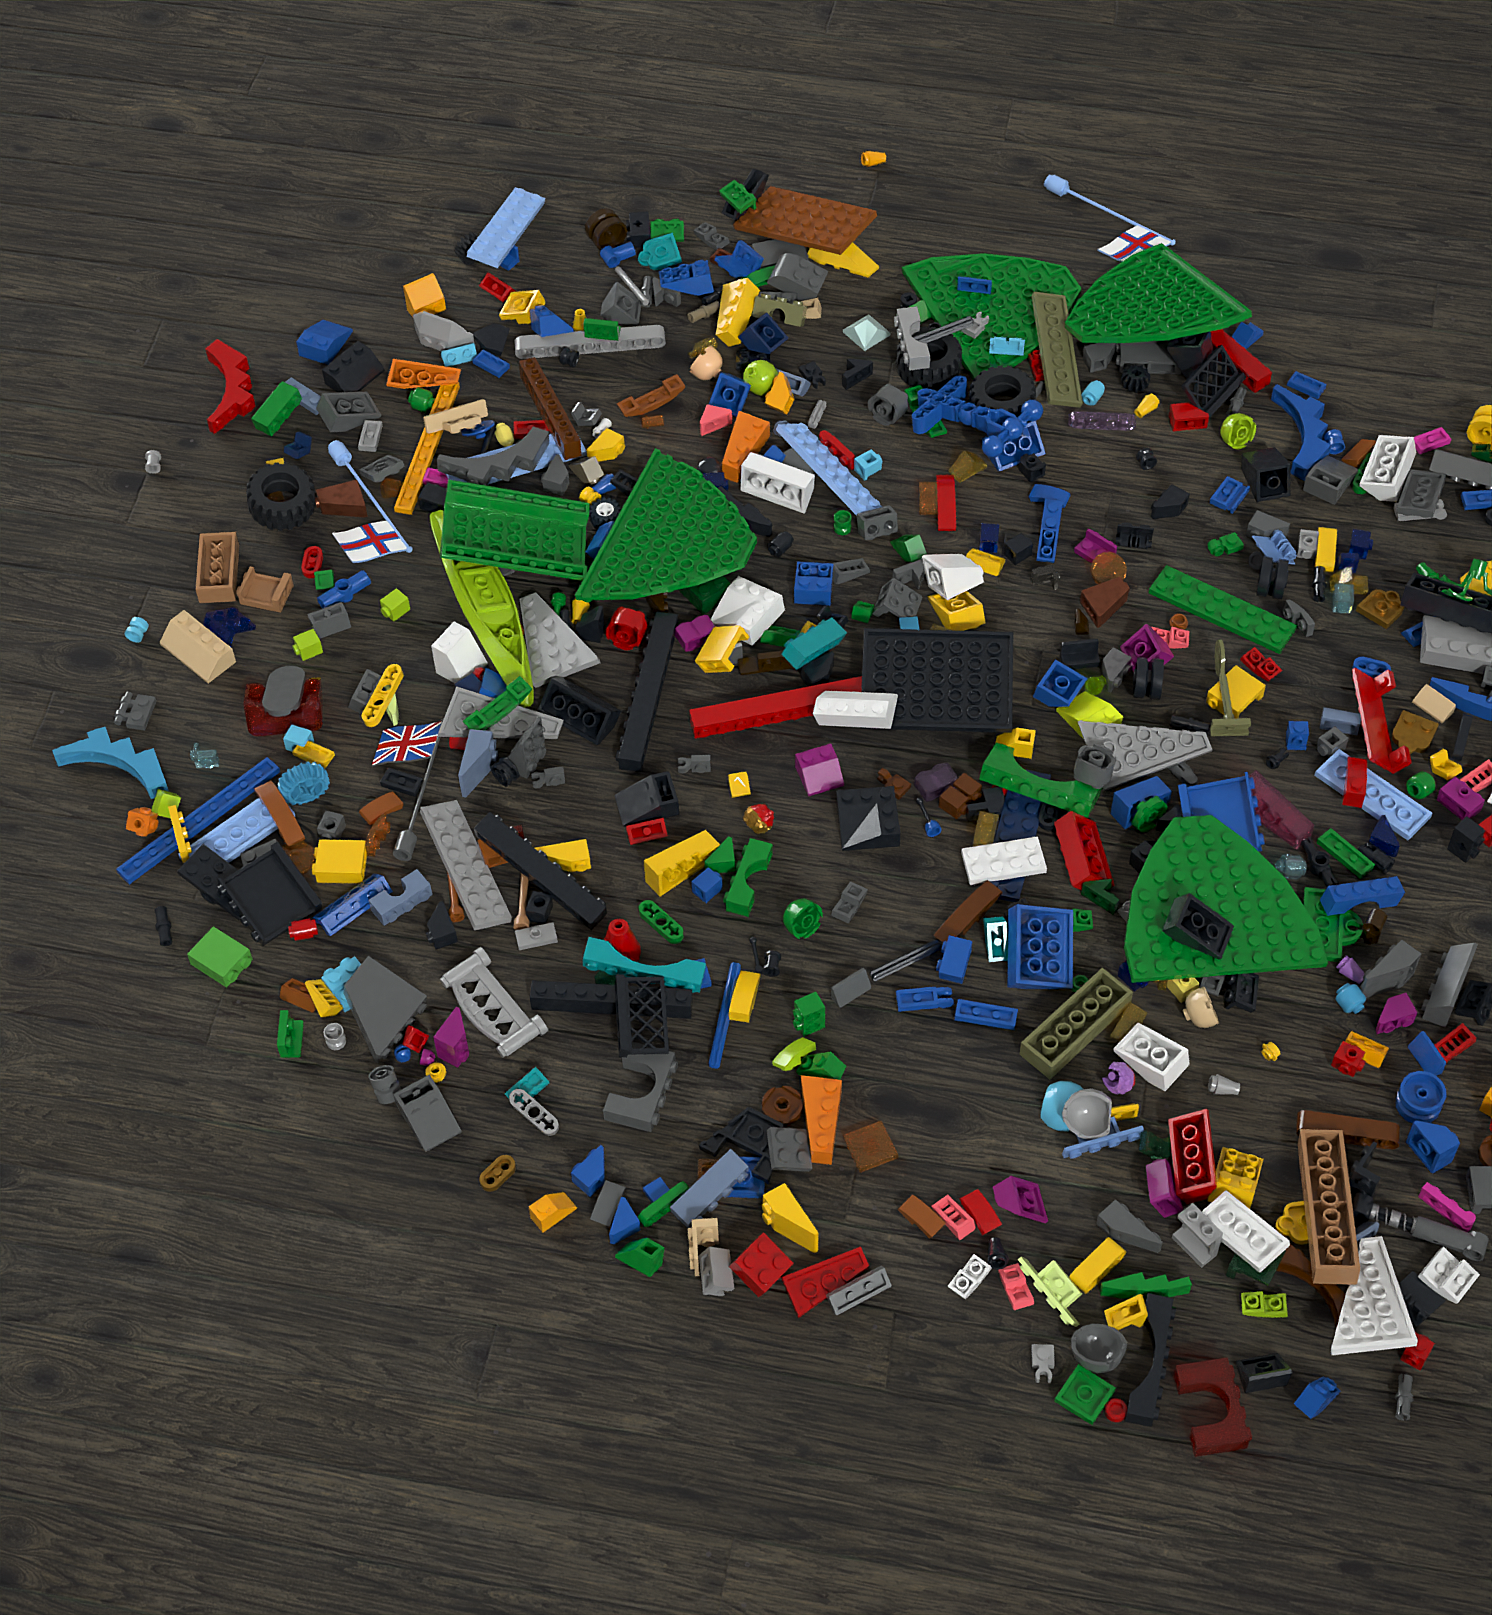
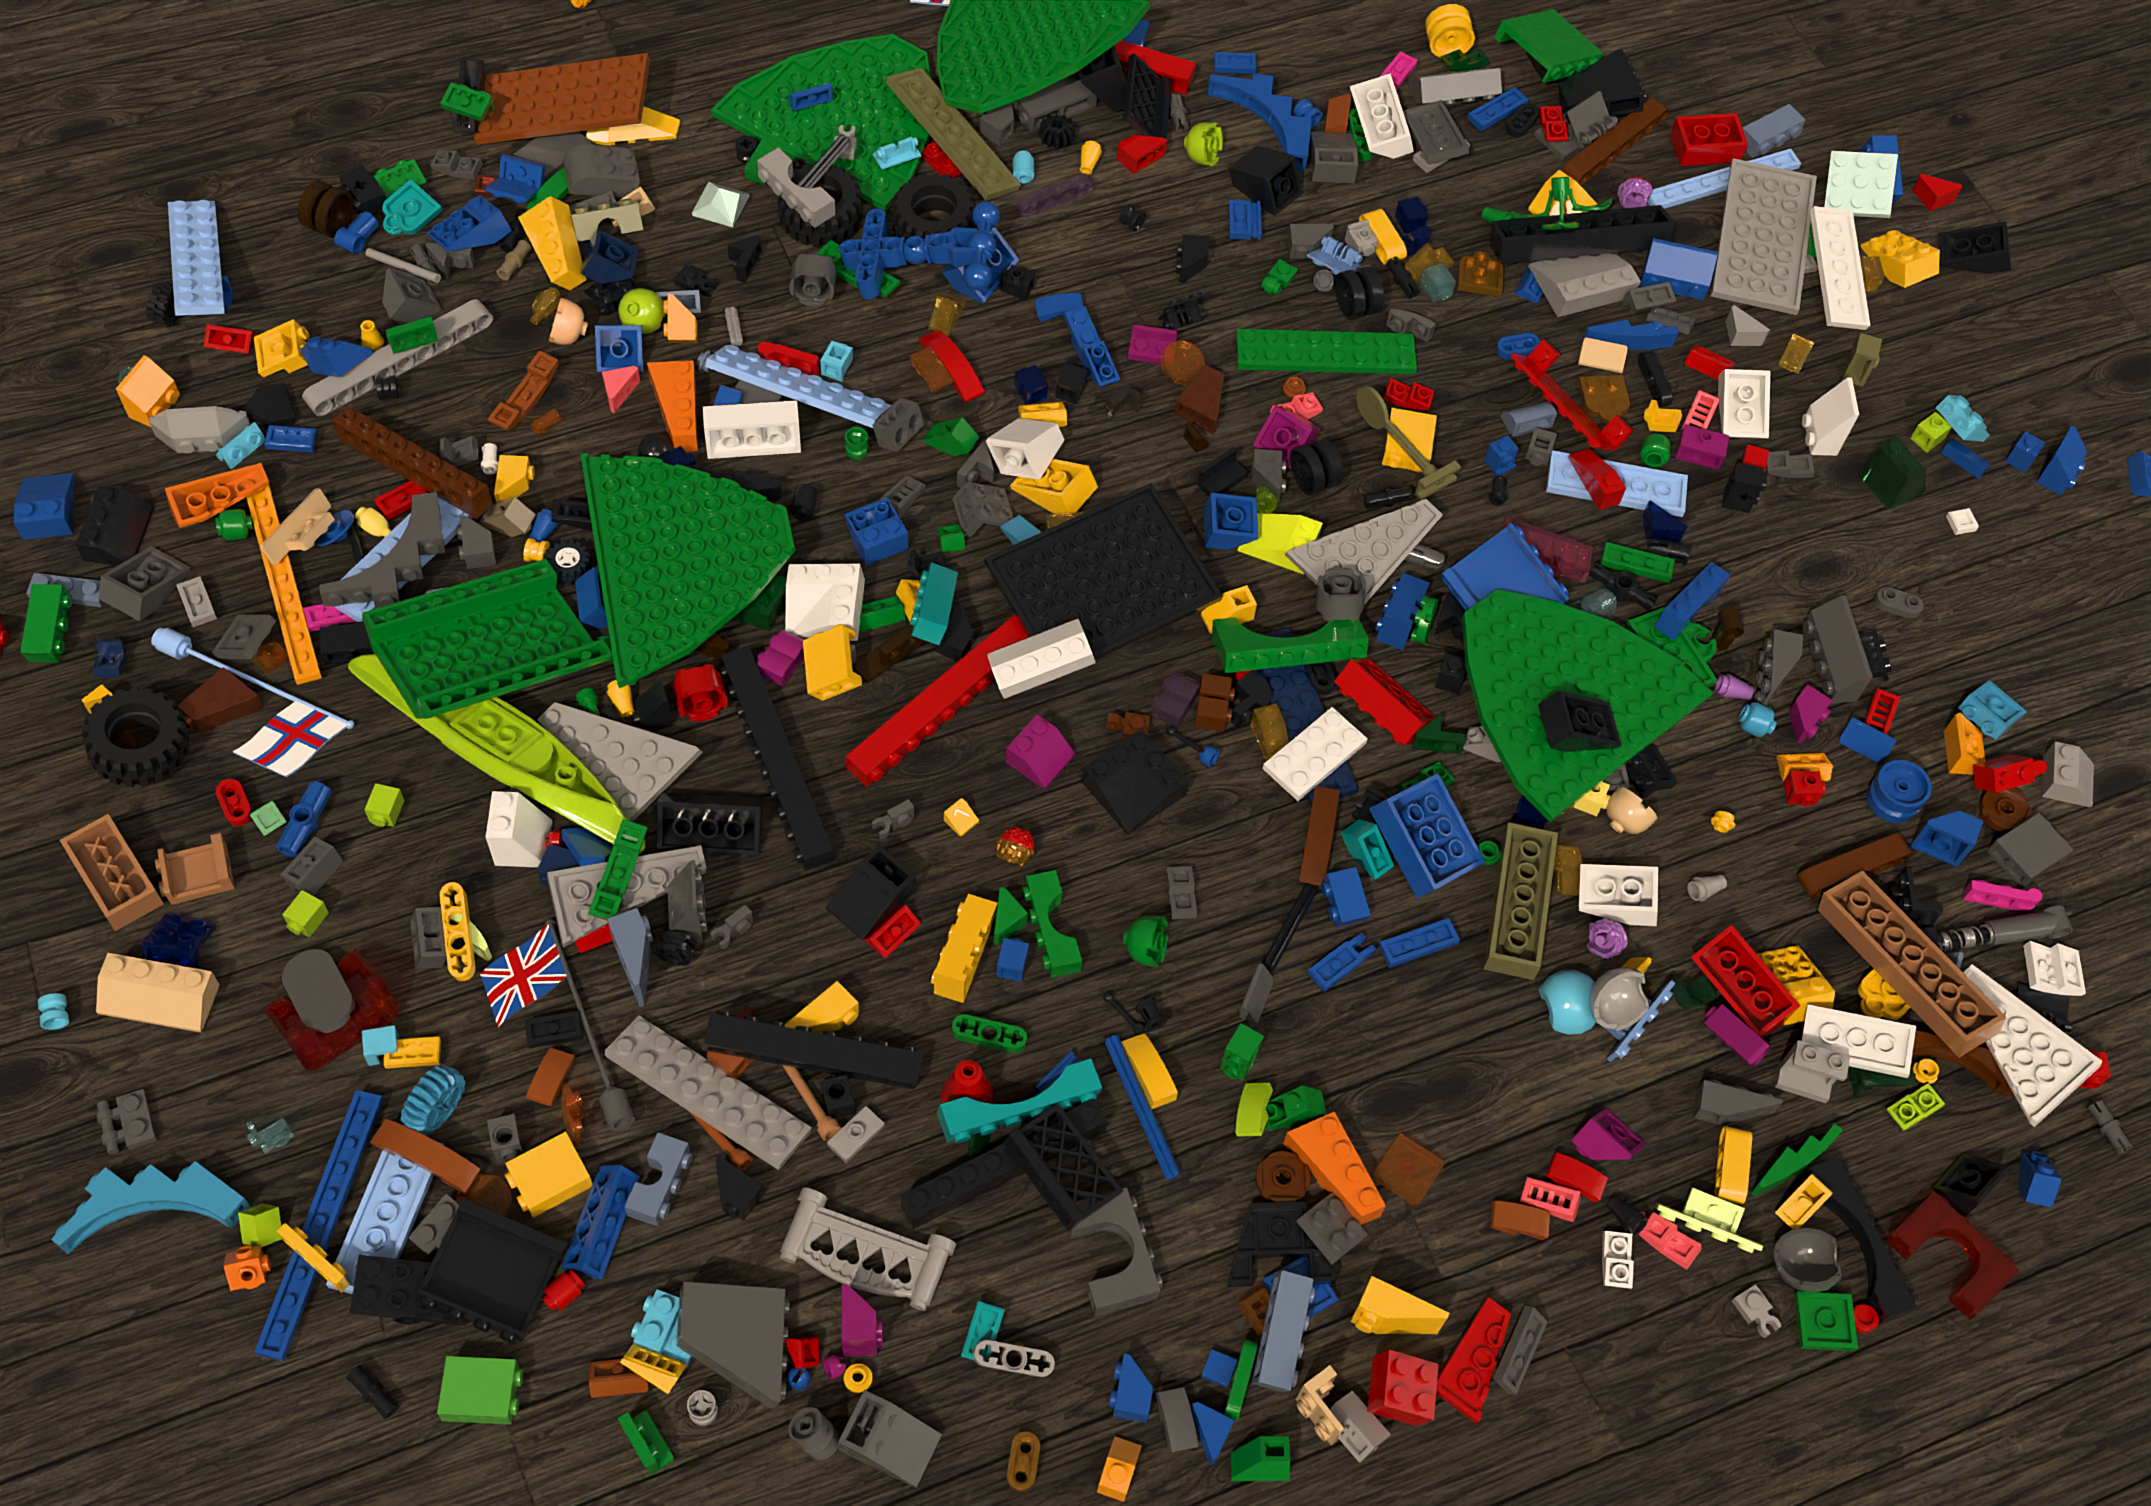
camera: 40 degrees left, 5 degrees up
(1291, 1281) = (1929, 1066): none -> yellow plate

